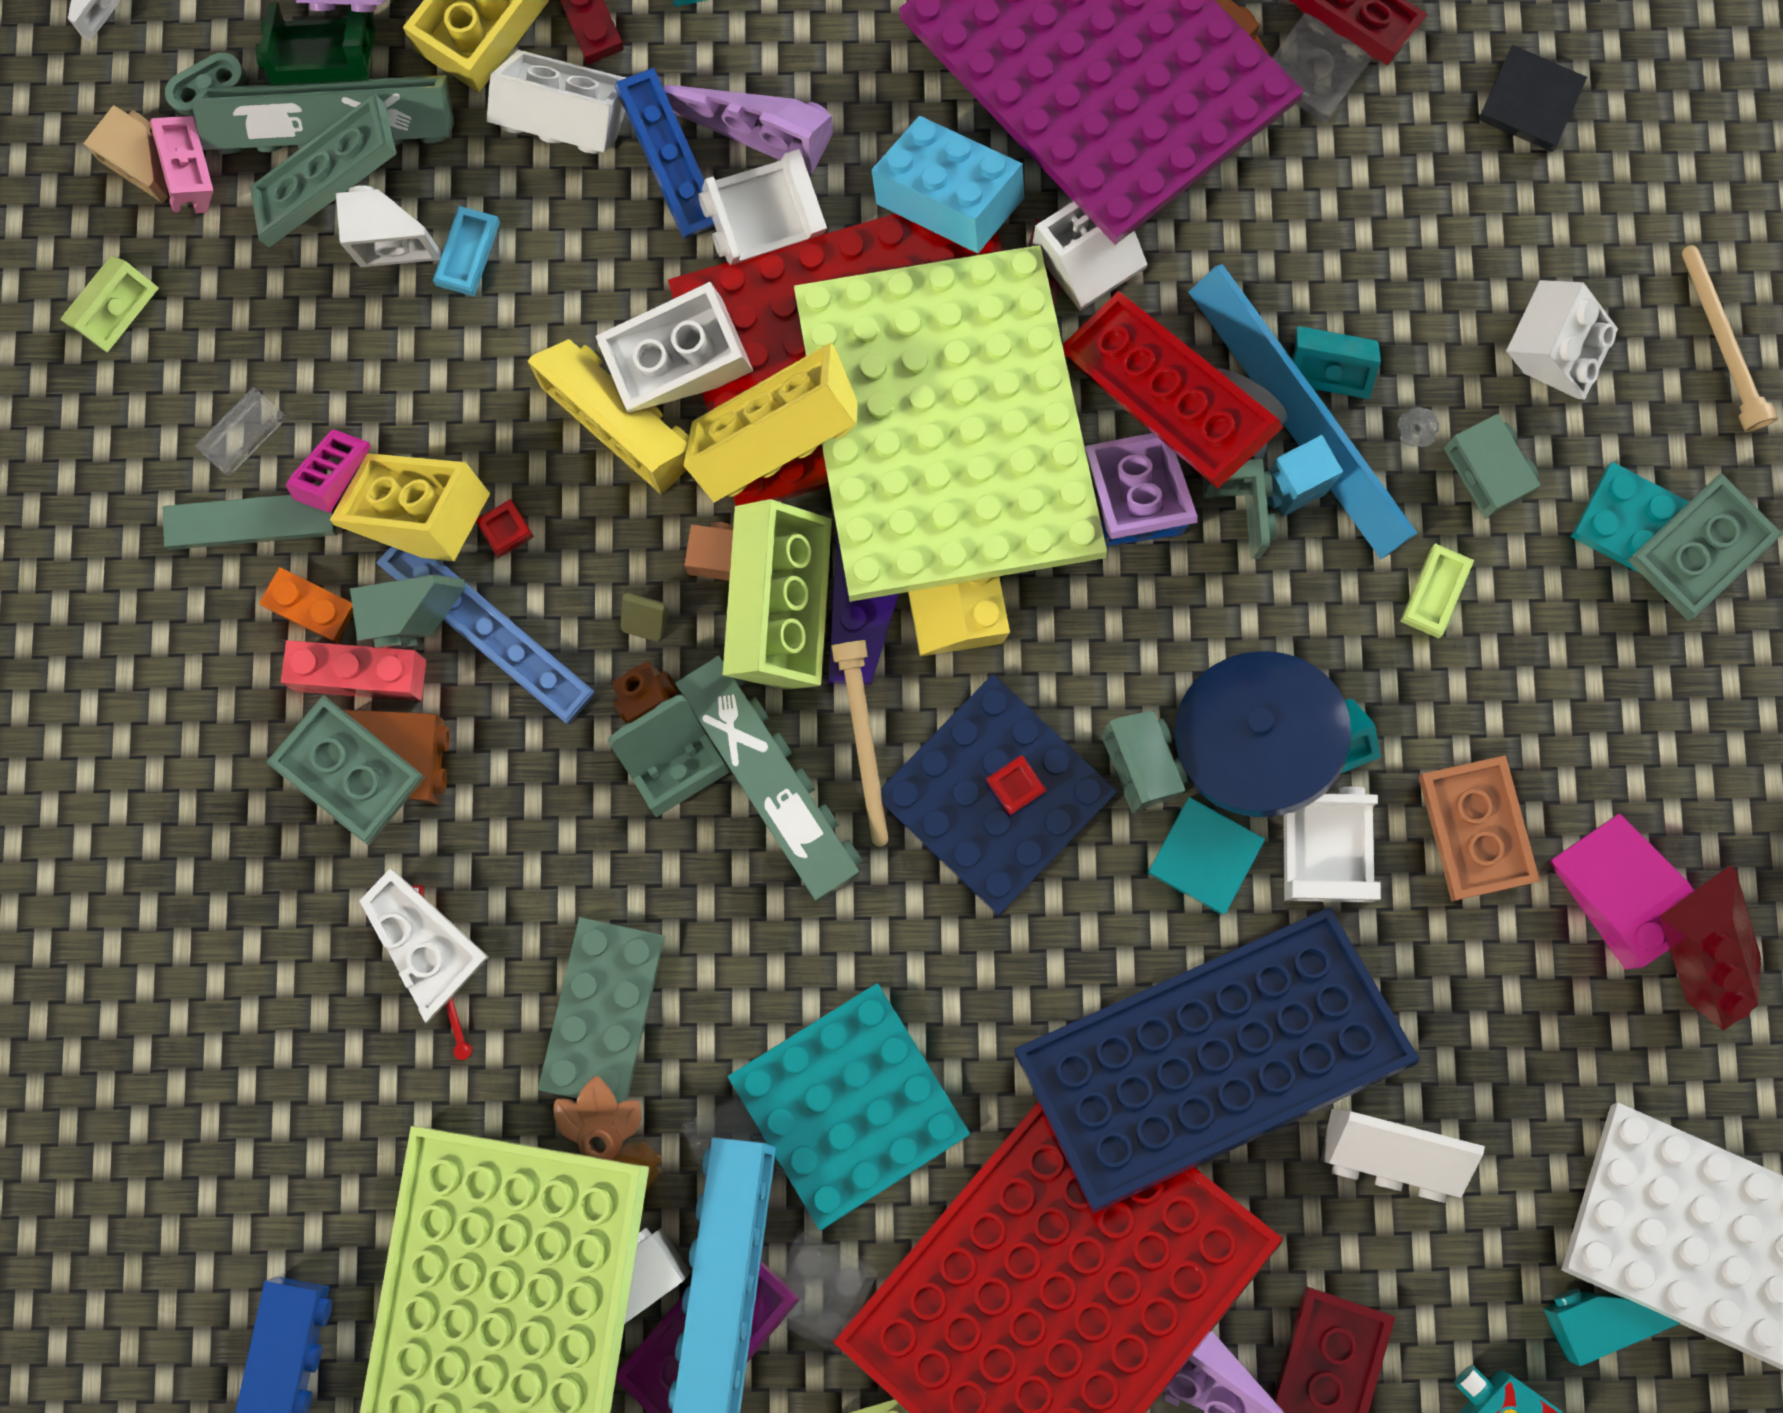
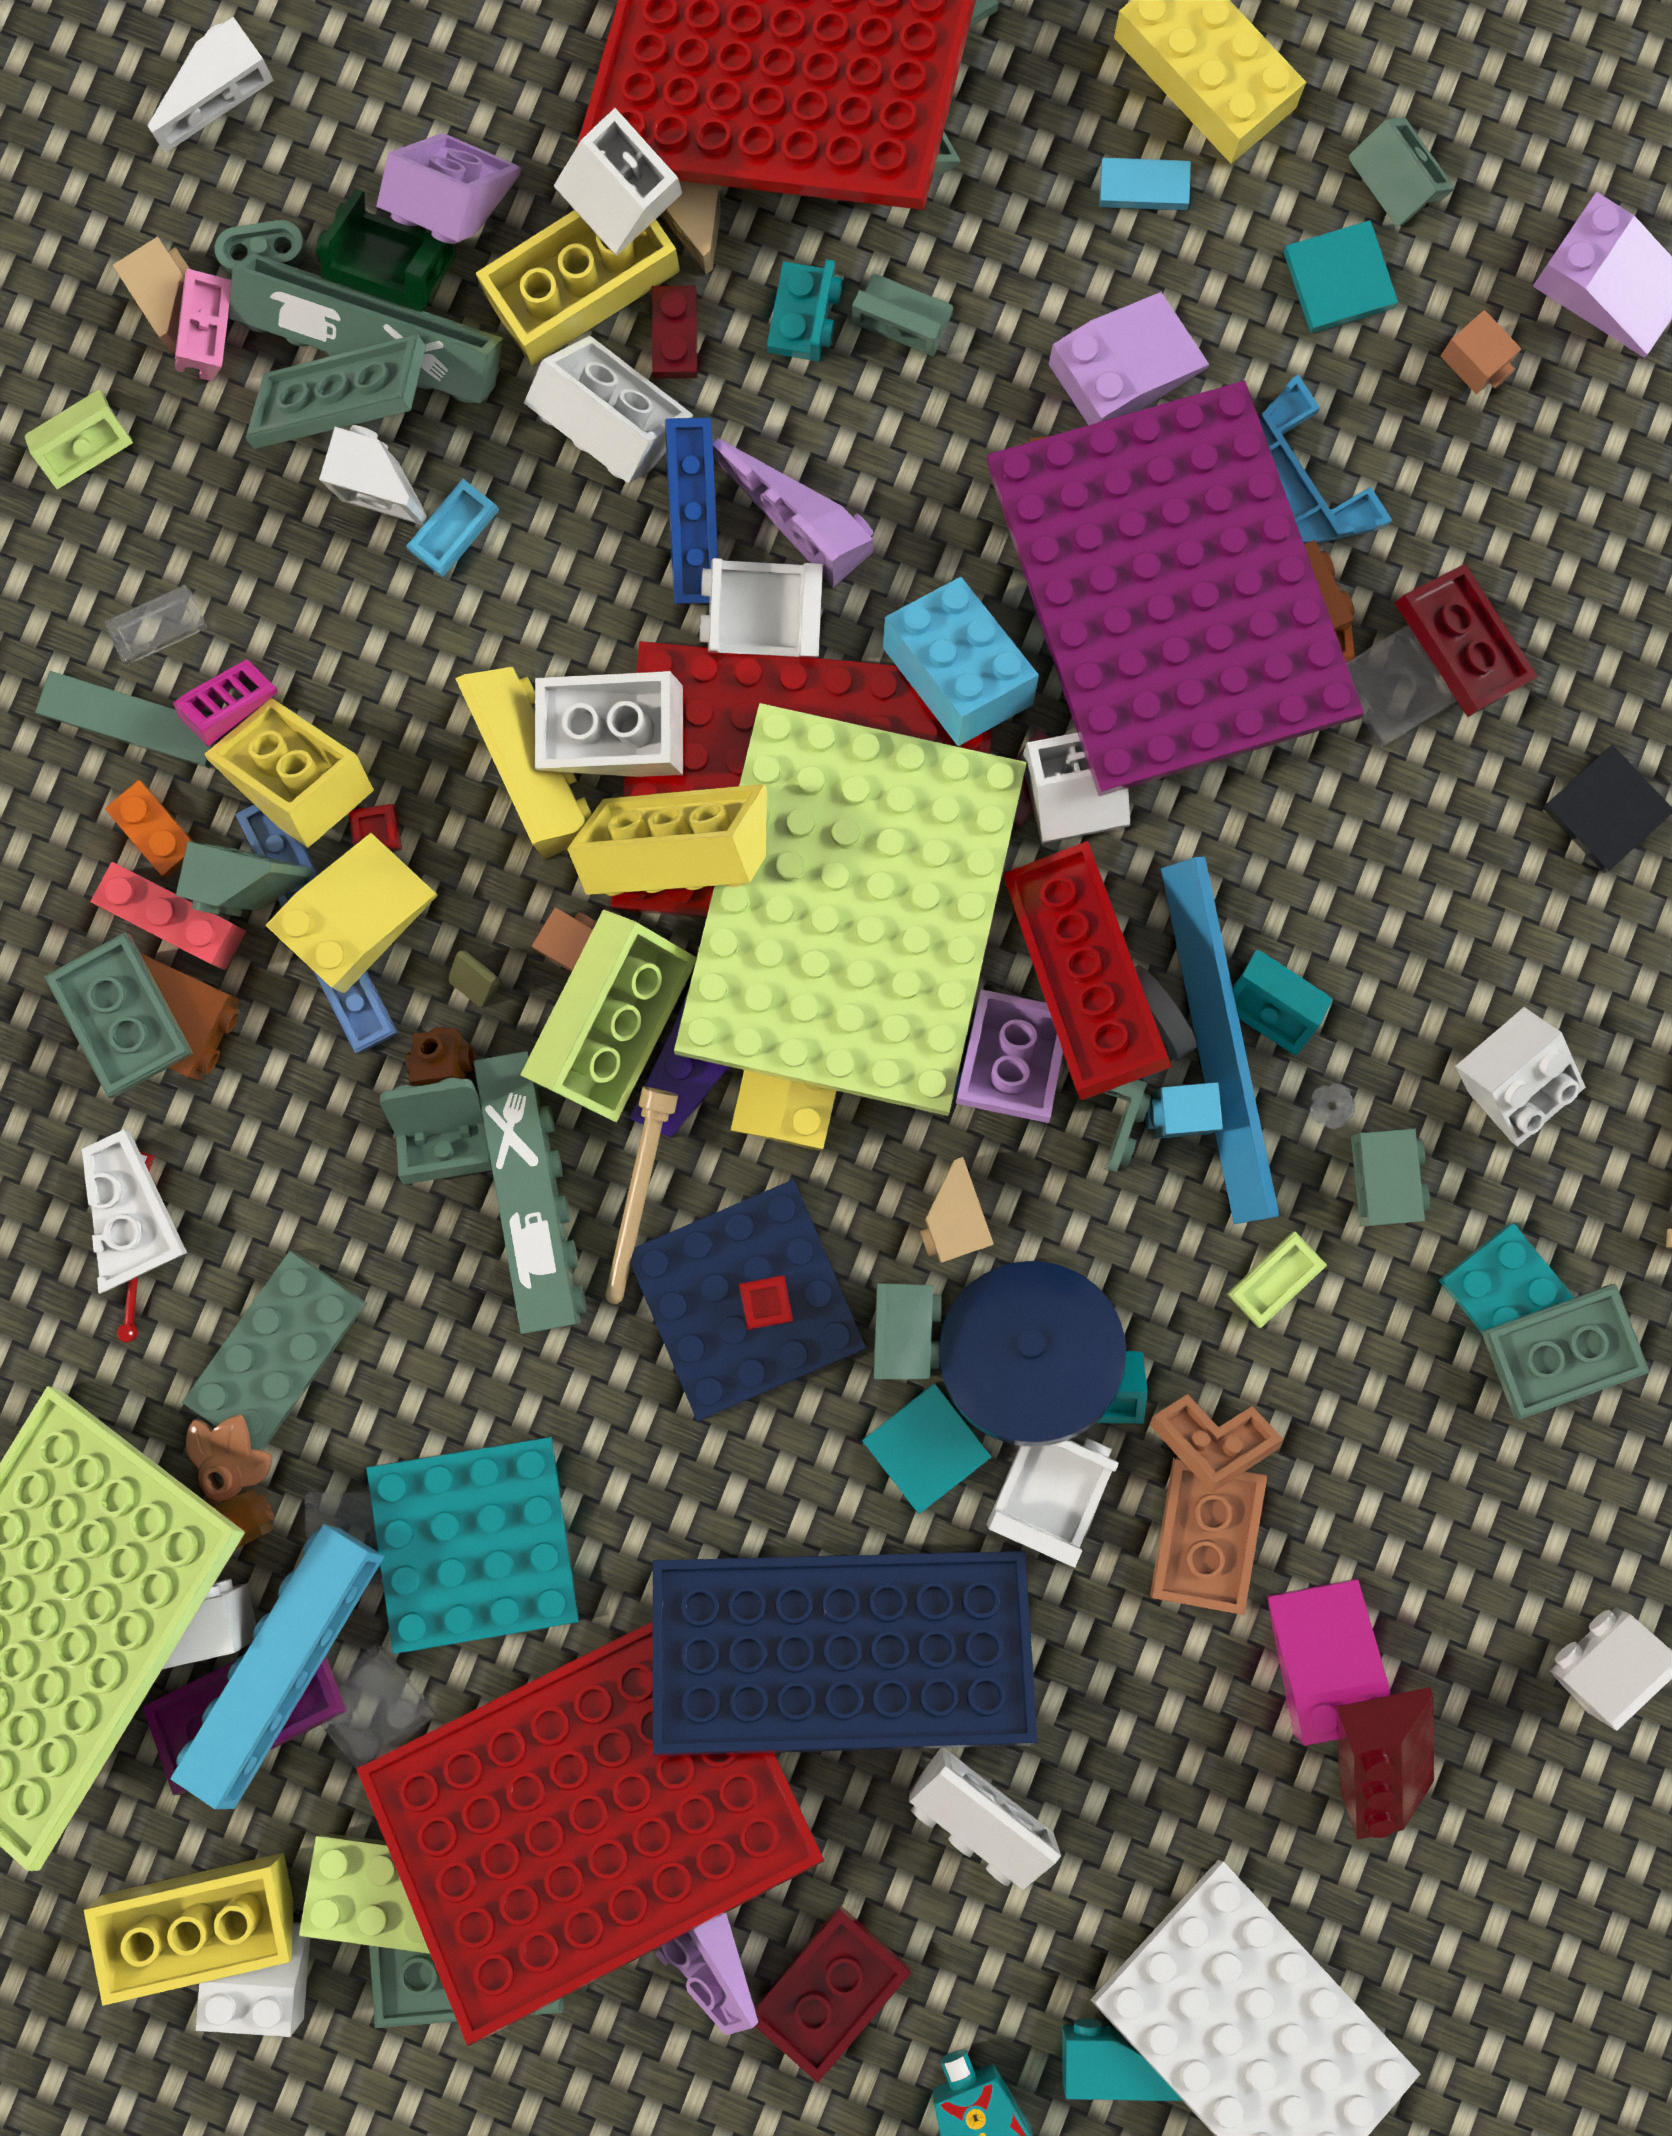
camera: 30 degrees right, 5 degrees up
(514, 602) = (351, 912): none -> light yellow slope
(1146, 647) = (955, 1218): none -> tan slope
(1452, 752) = (1212, 1451): none -> nougat plate

